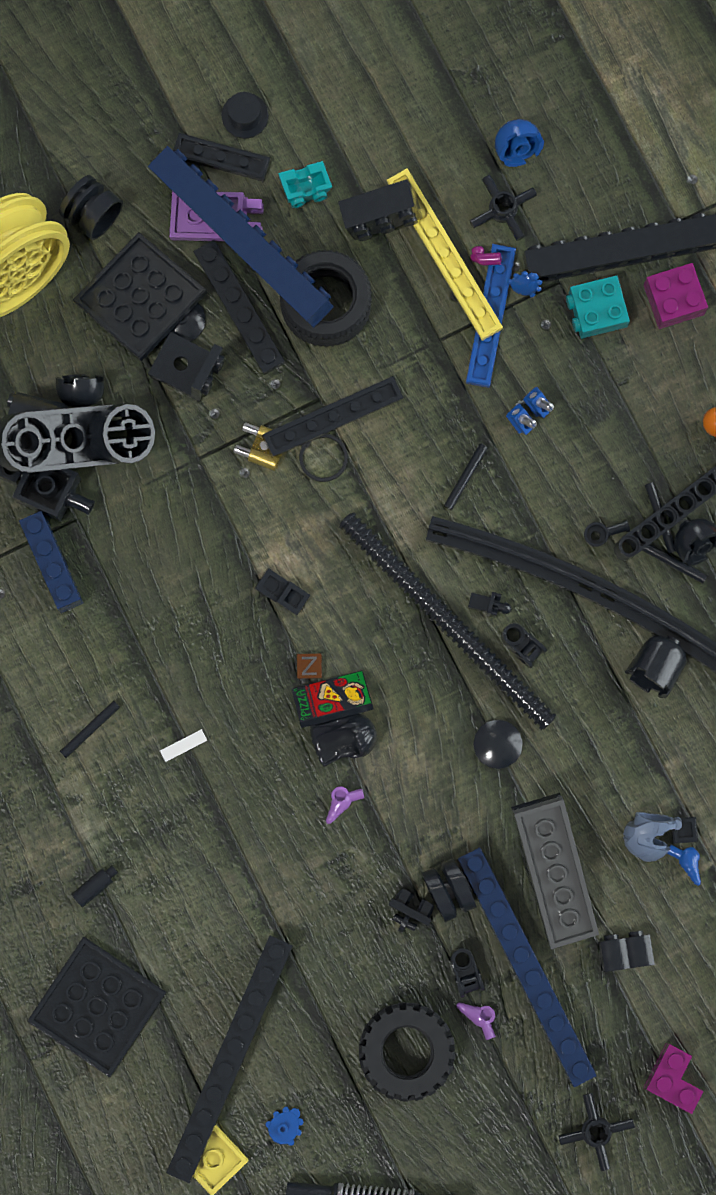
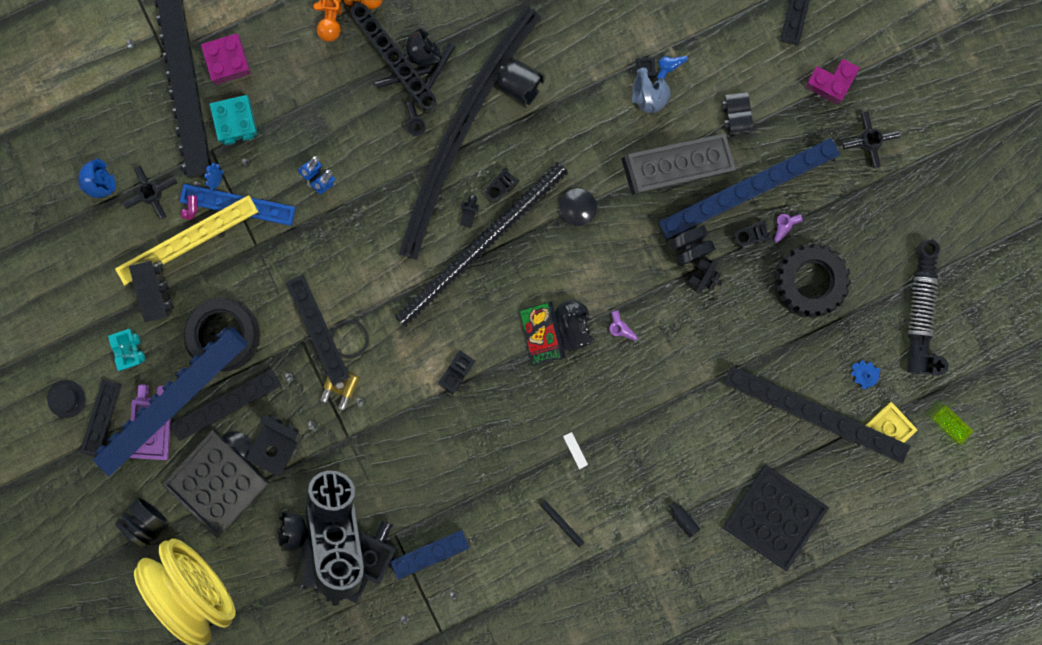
camera: 90 degrees left, 5 degrees up
(309, 666) = (515, 351): reddish brown tile -> none
(465, 477) = (367, 227): black bar -> none

